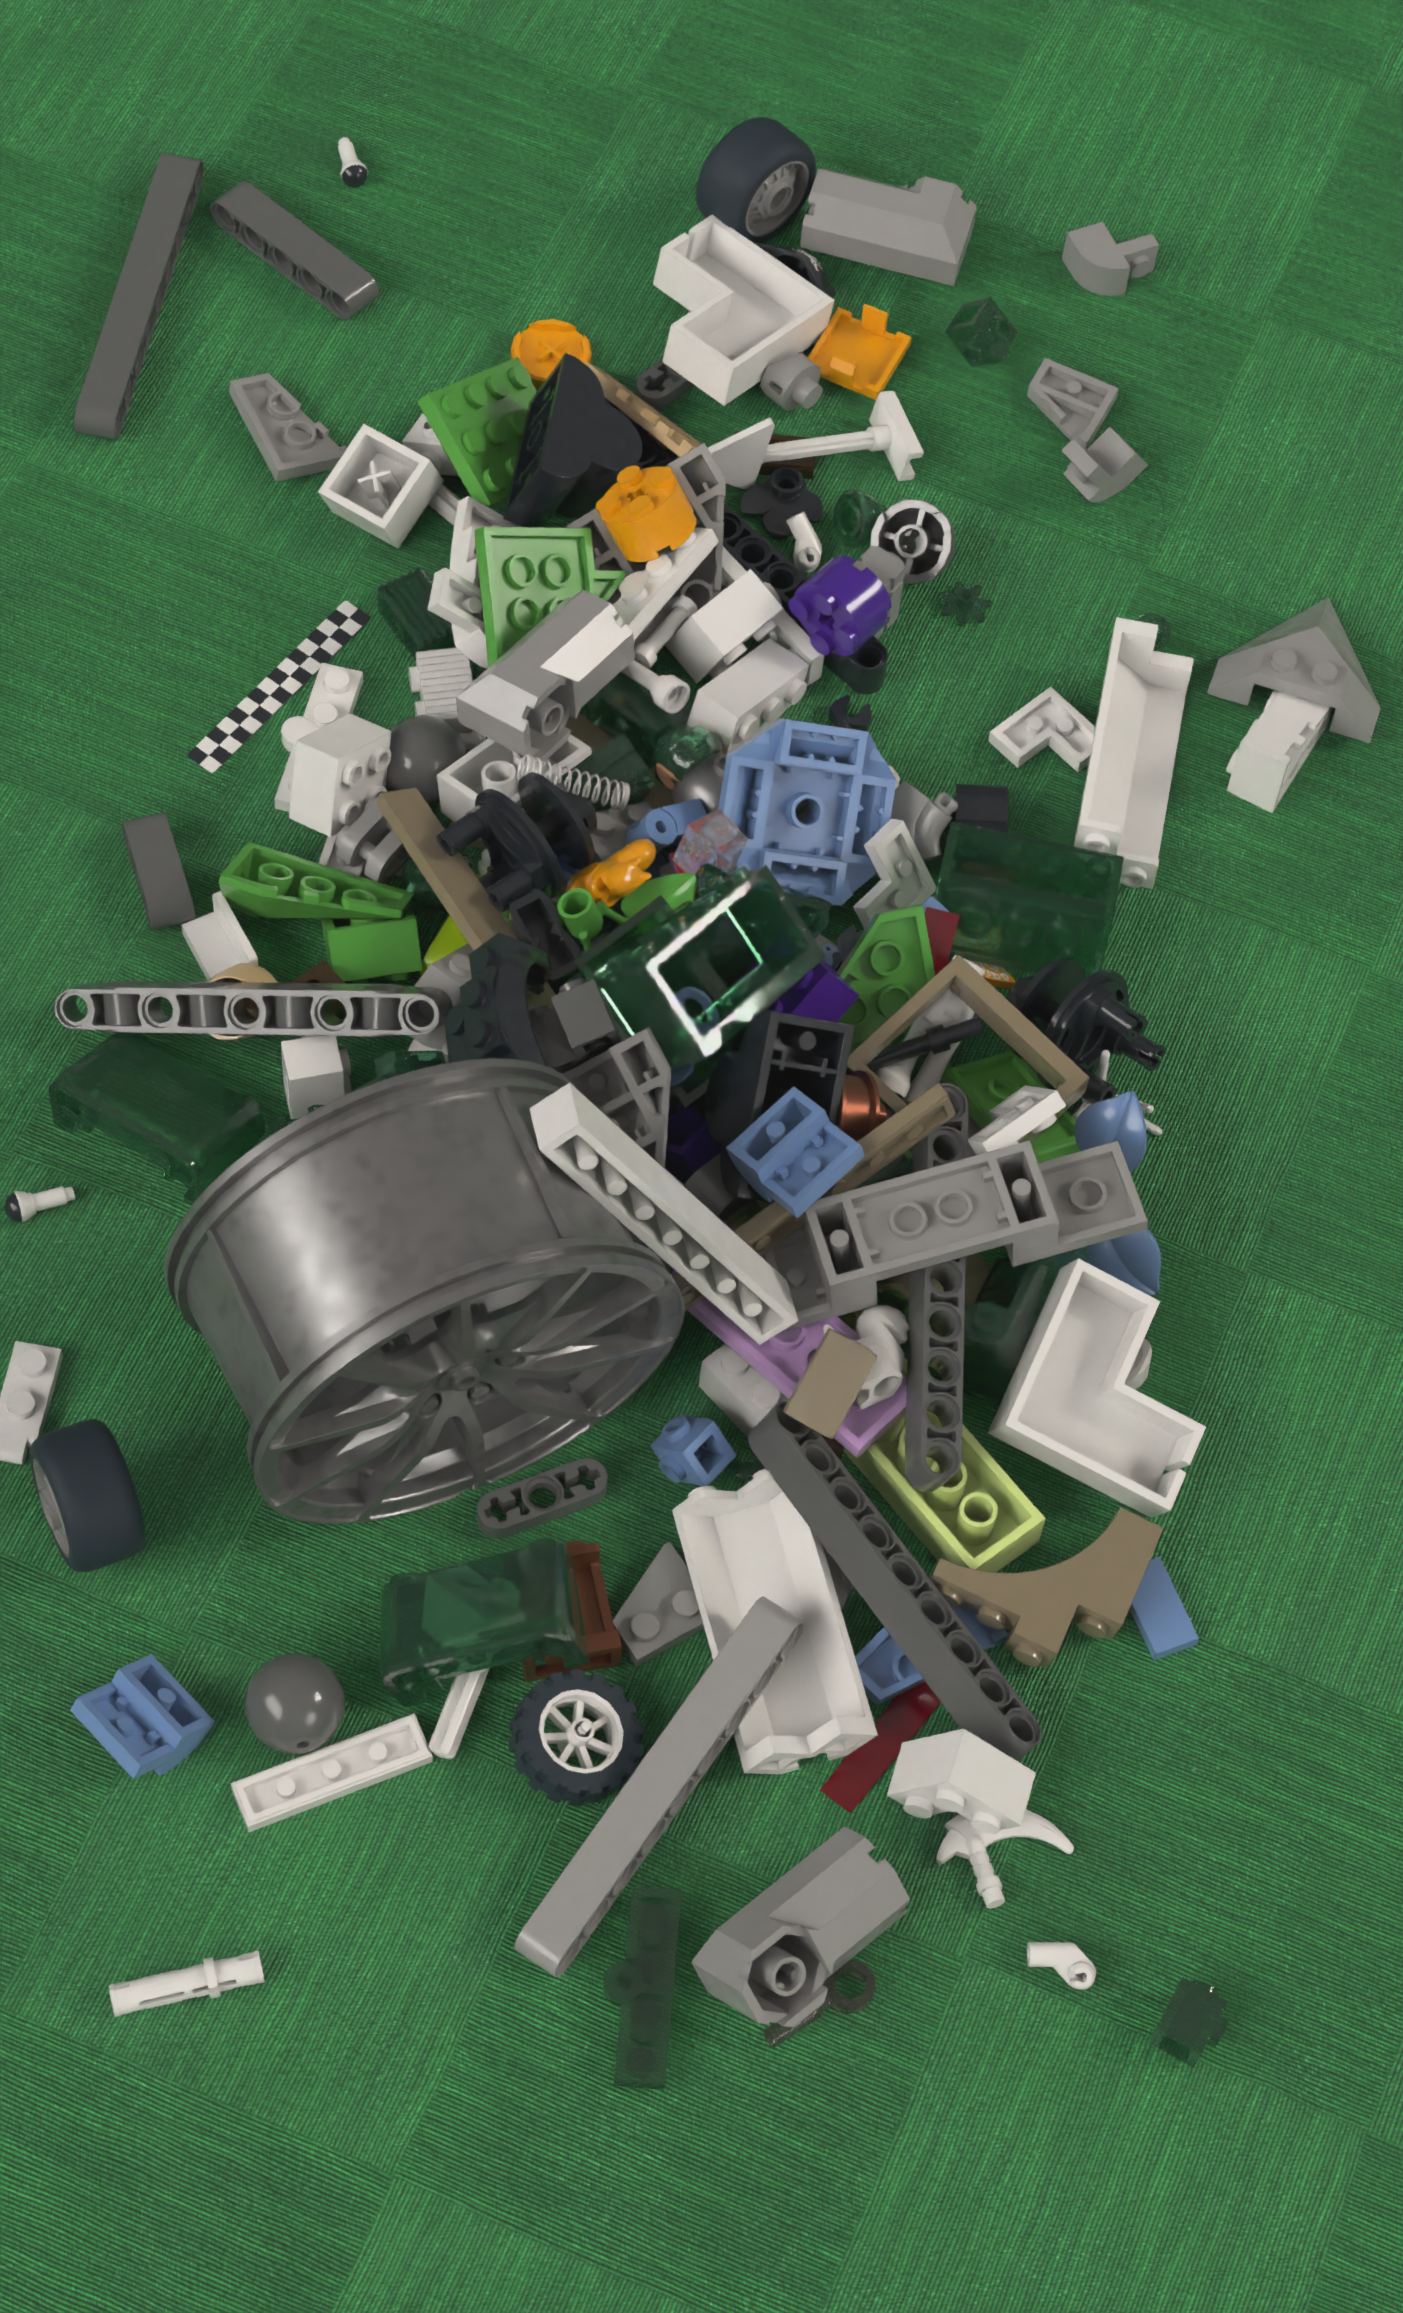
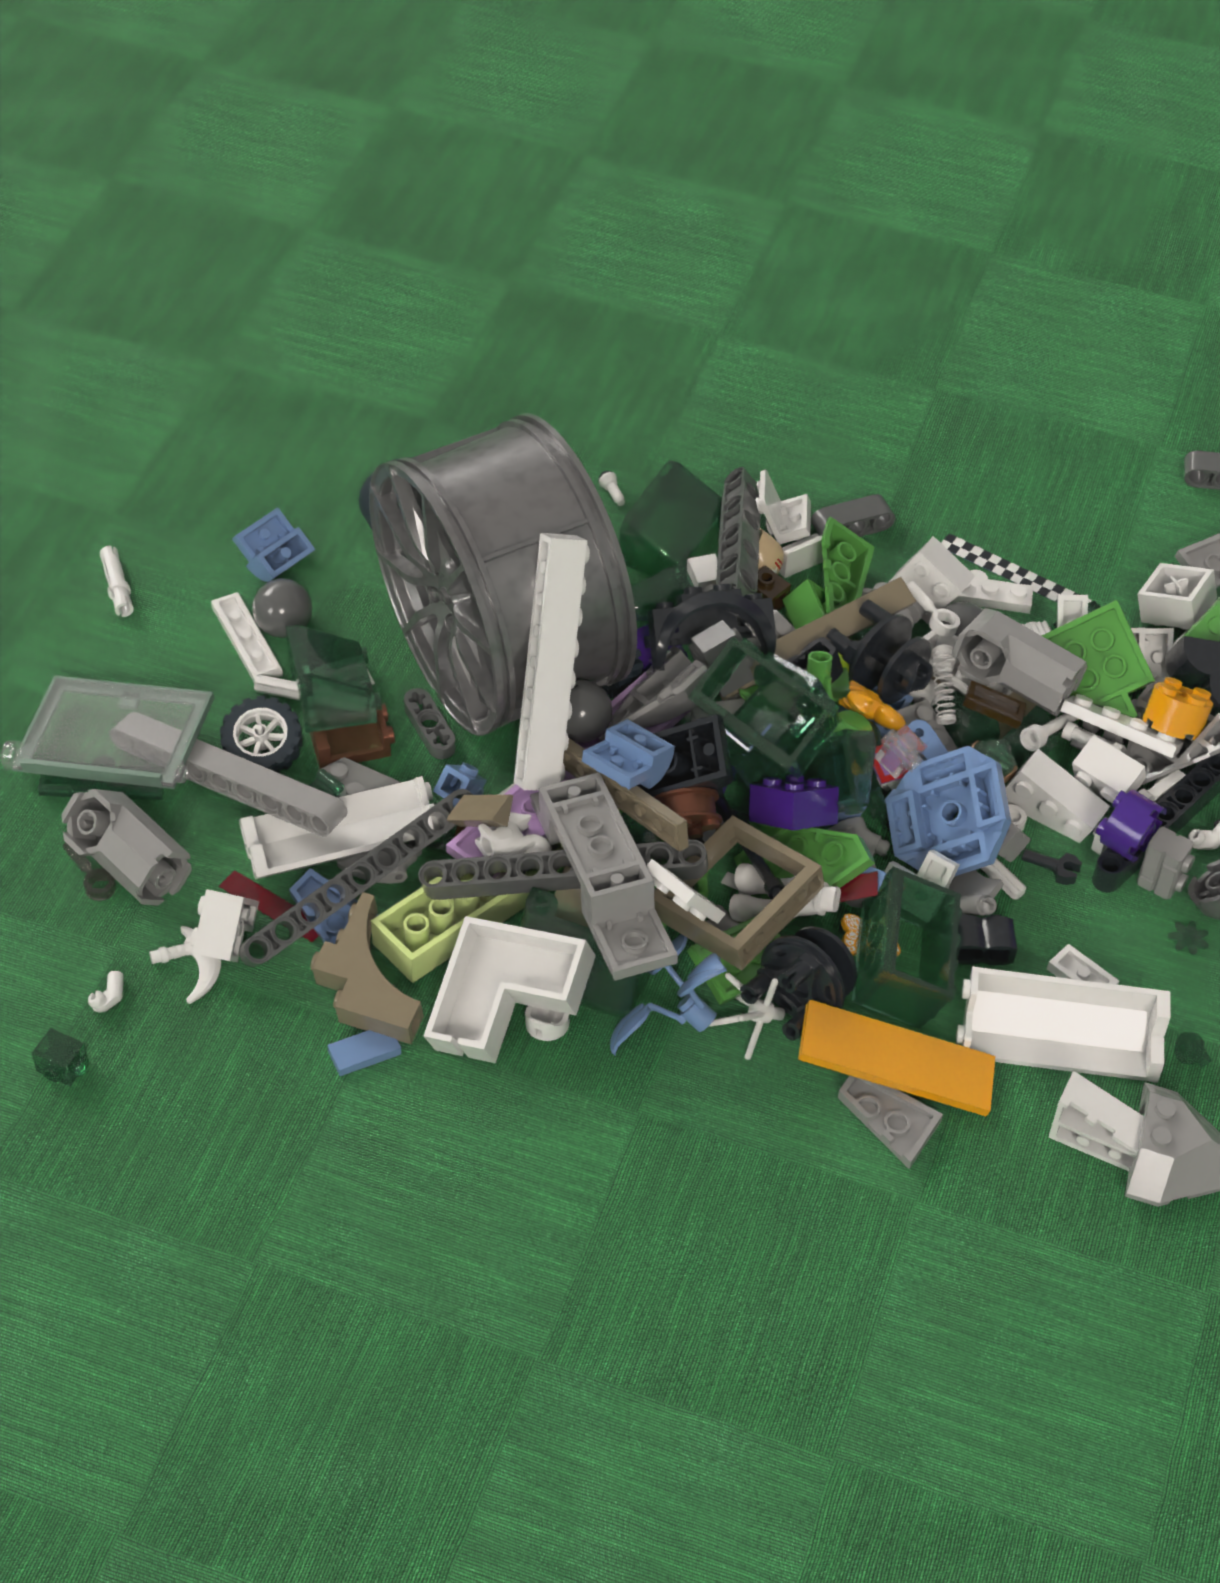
camera: 90 degrees right, 10 degrees down
(150, 952) = (785, 519): none -> white bracket
(430, 775) = (937, 614): none -> white piece
(568, 1962) = (111, 732): none -> clear door
(609, 729) = (994, 704): none -> dark brown tile
(678, 1646) = (327, 783): none -> clear green plate
(1187, 946) = (897, 1058): none -> light orange tile
(1258, 973) = (891, 1116): none -> light grey wing

